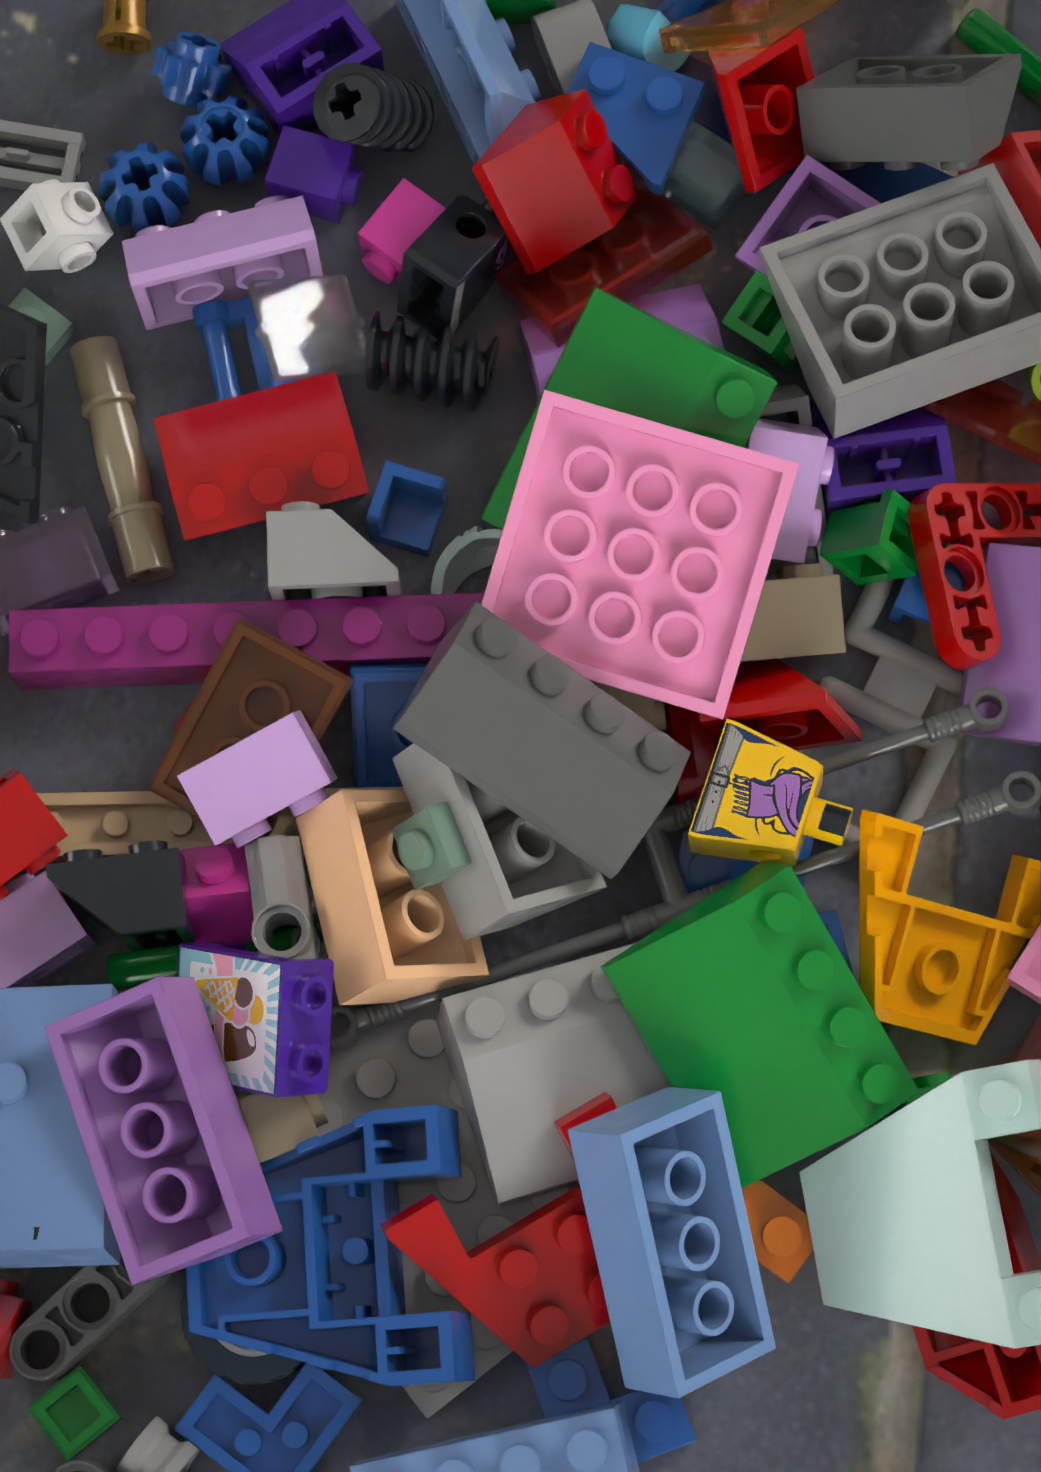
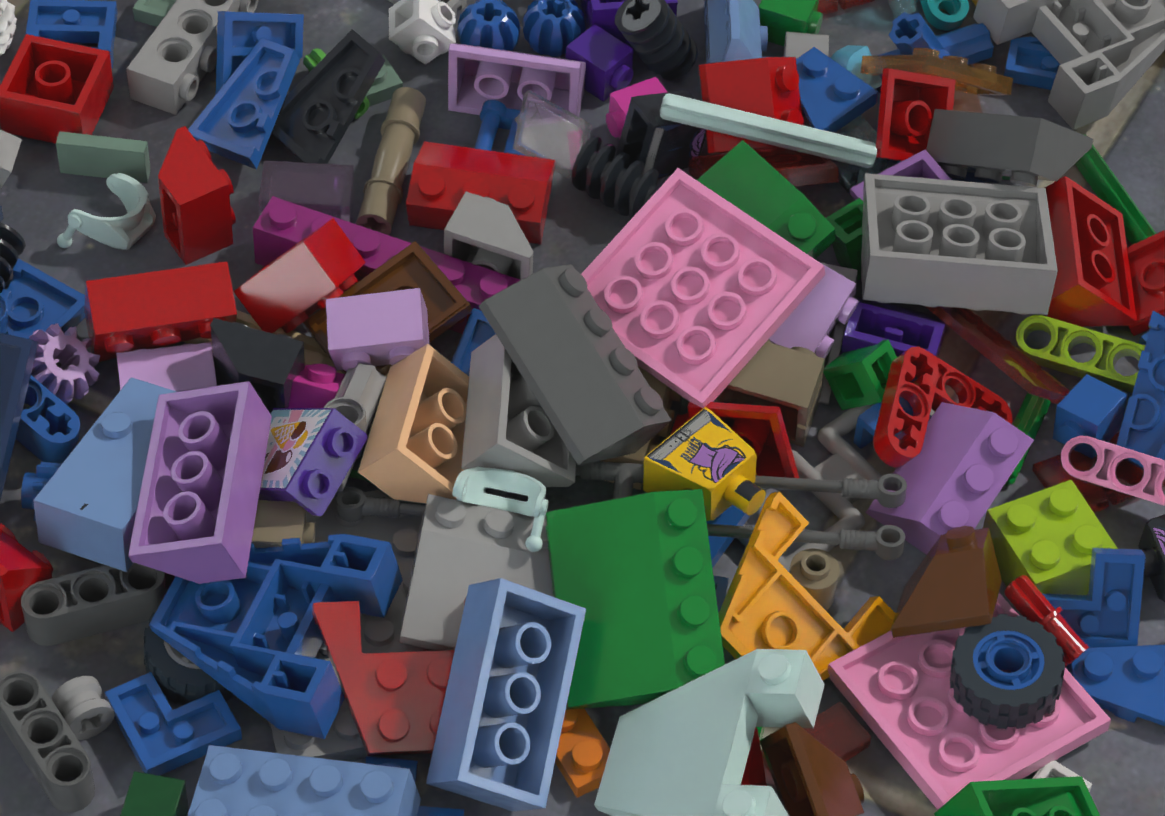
camera: 20 degrees right, 25 degrees down
(75, 1413) = (46, 661): green tile -> none
(115, 732) = (301, 279): none -> red brick
(407, 508) = (561, 243): blue panel -> none
(431, 846) = (468, 399): sand green plate -> none
(541, 945) = (472, 485): none -> light aqua helmet
(597, 221) = (768, 130): none -> light aqua axle
(956, 856) = (817, 574): none -> dark tan brick

